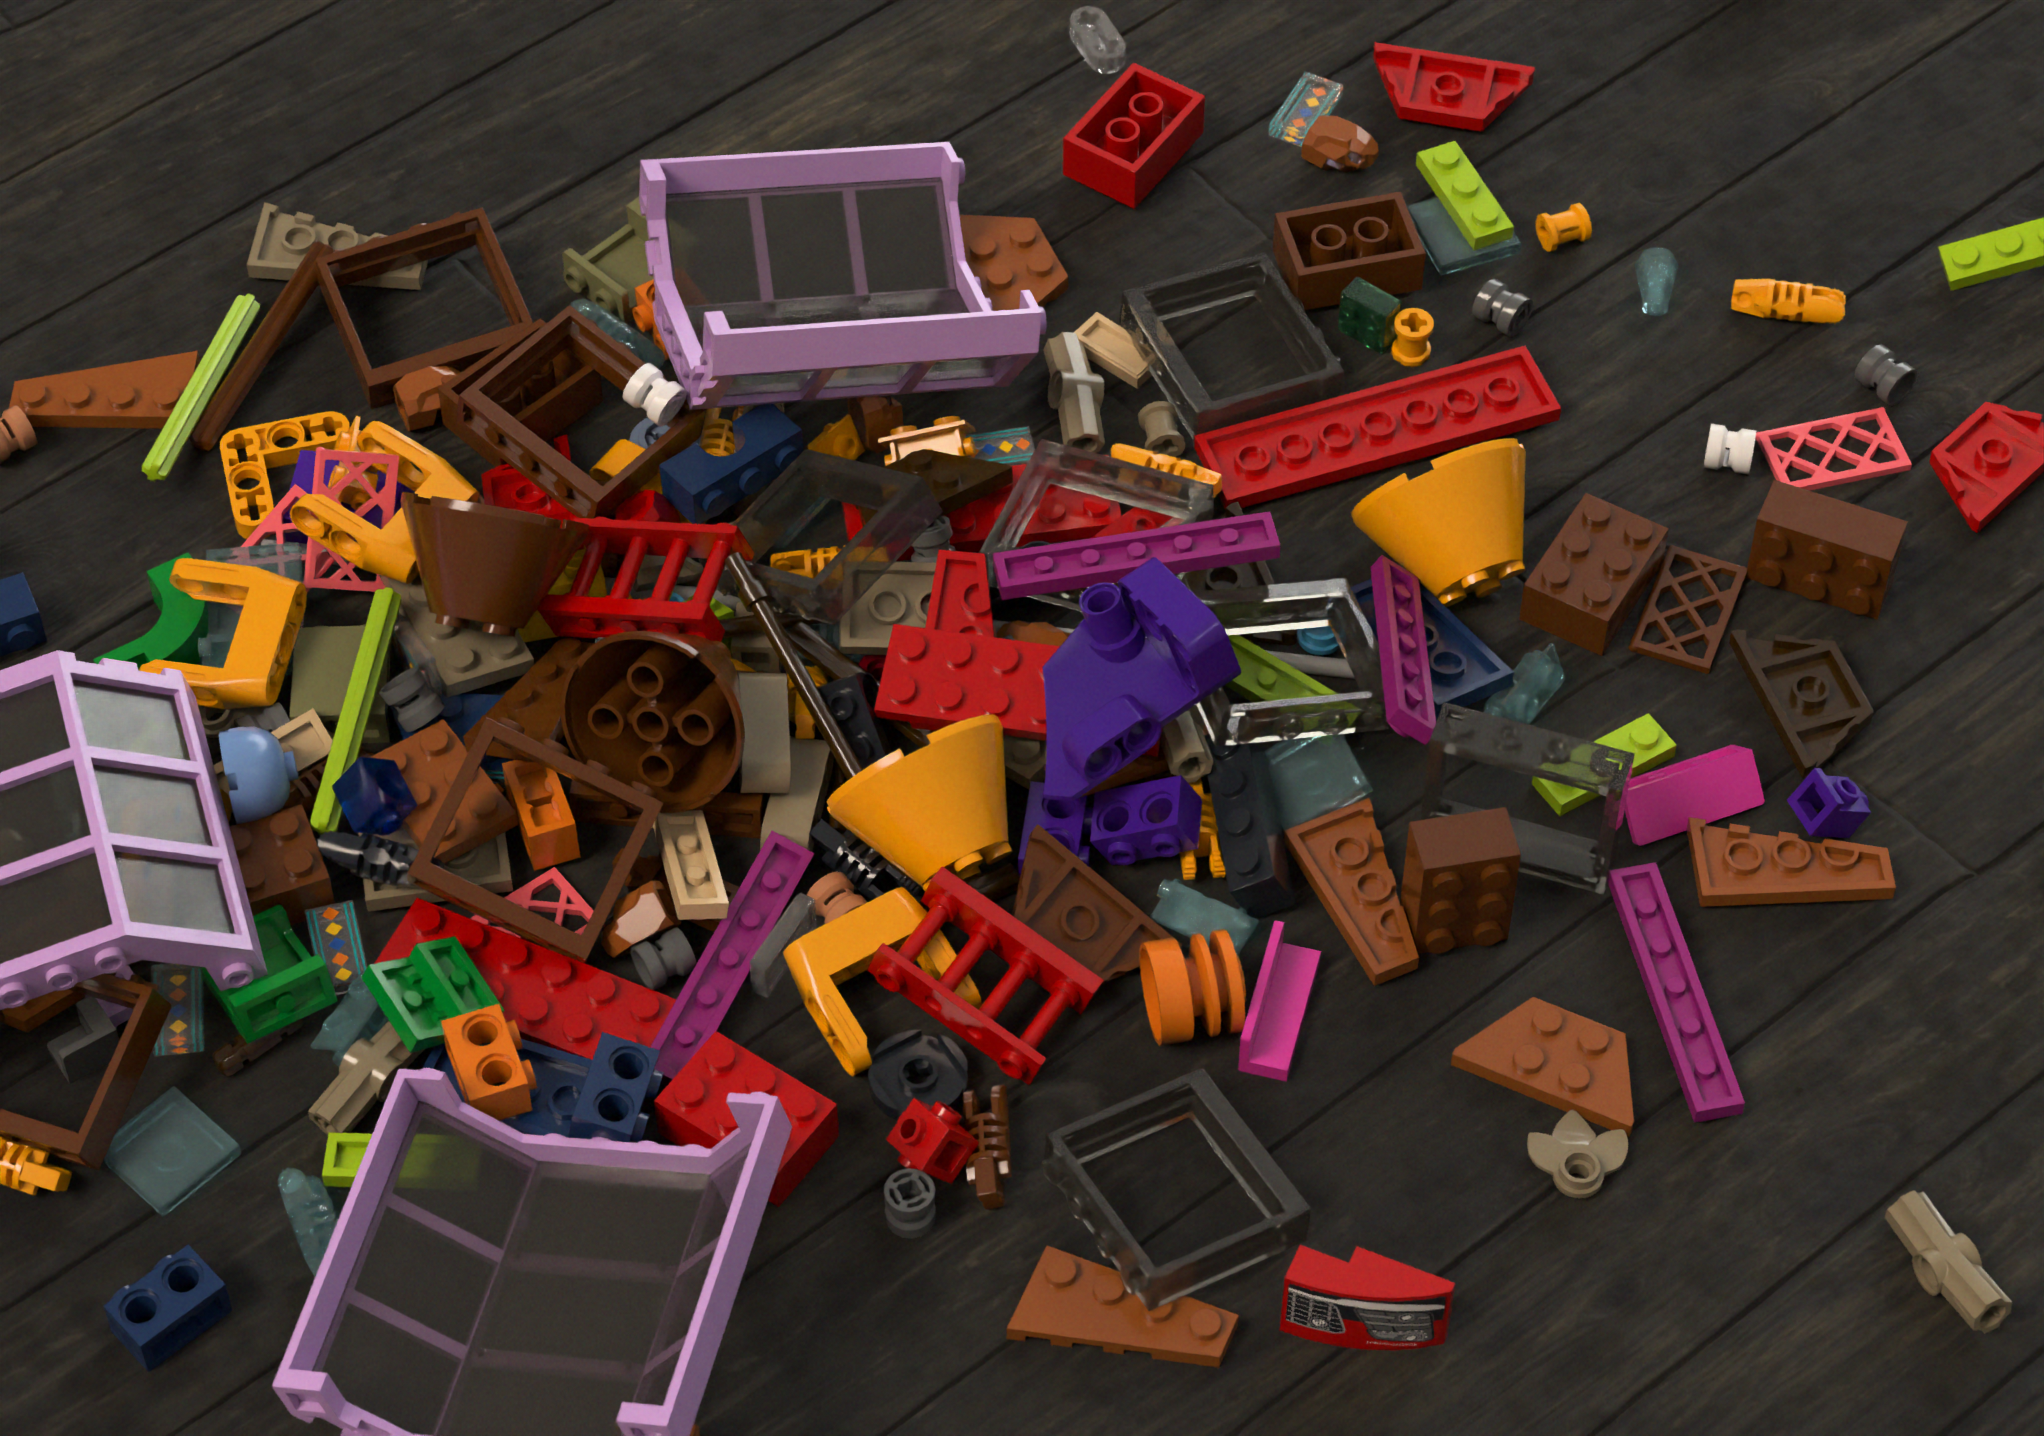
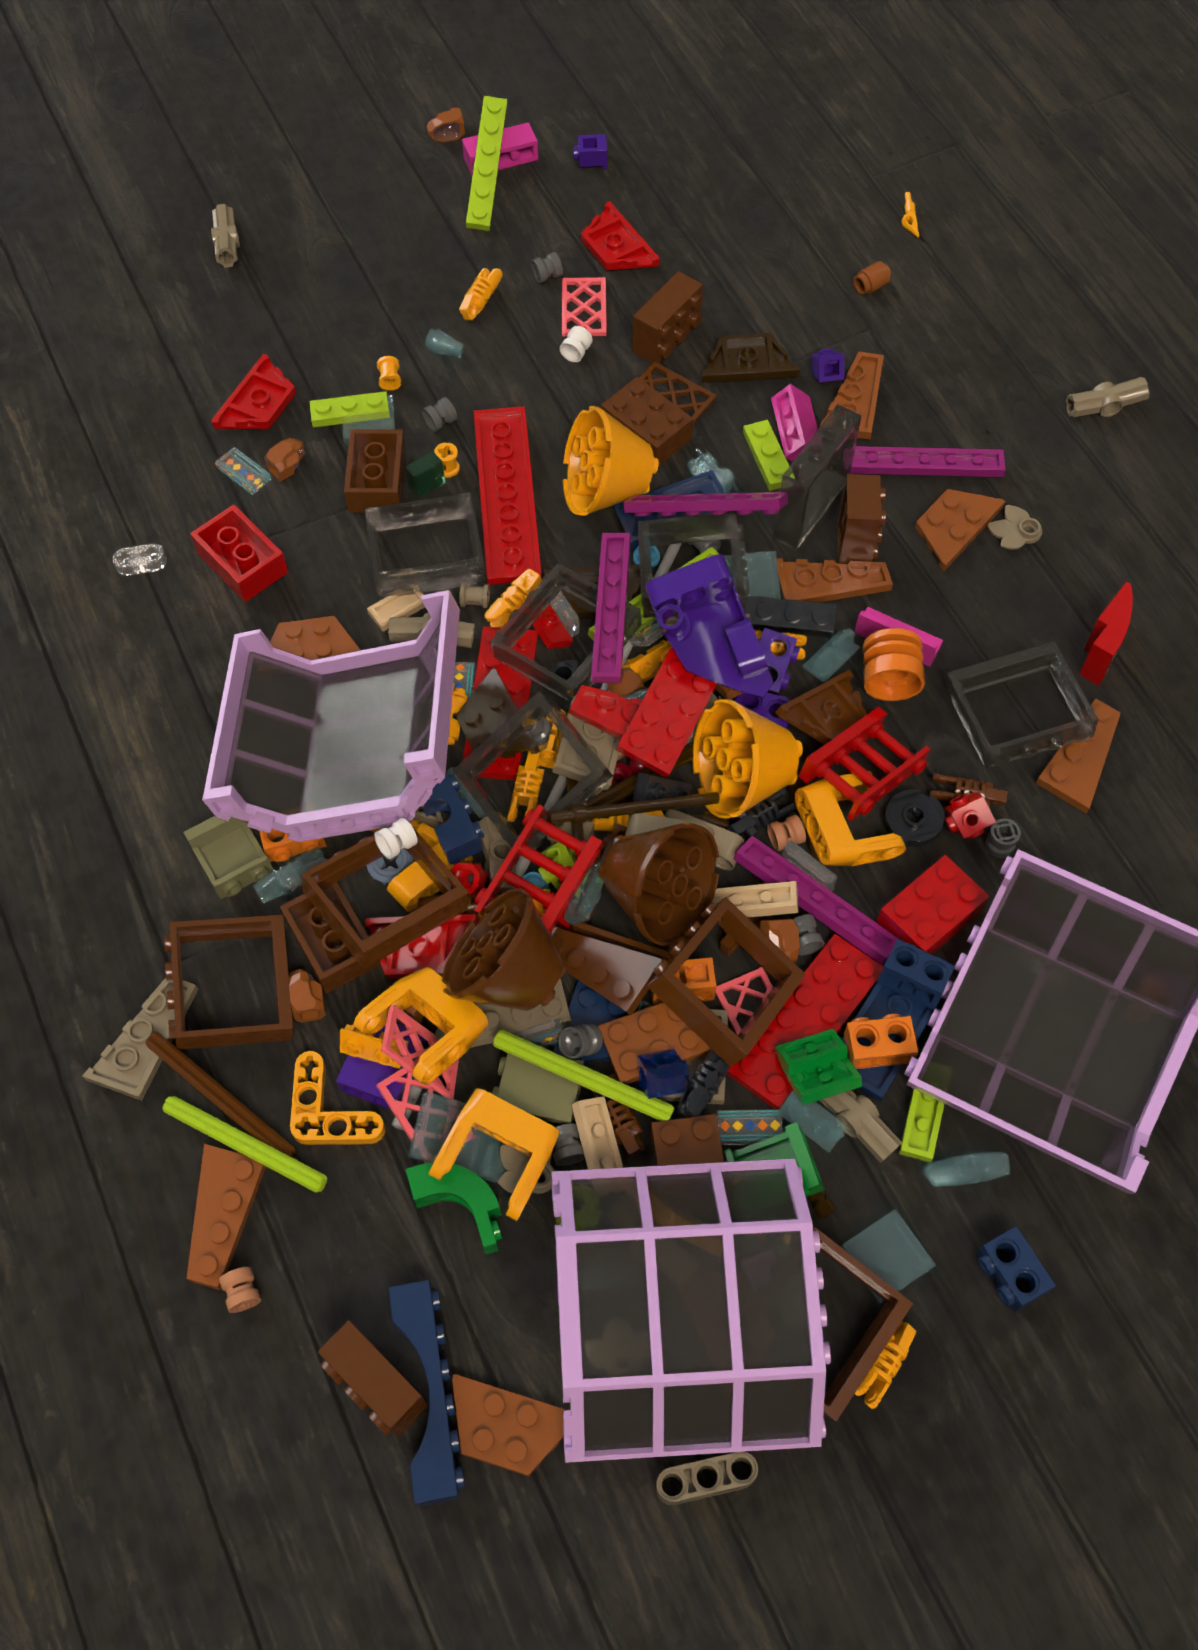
camera: 75 degrees left, 10 degrees up
(256, 772) = (627, 1144): medium blue cylinder -> none

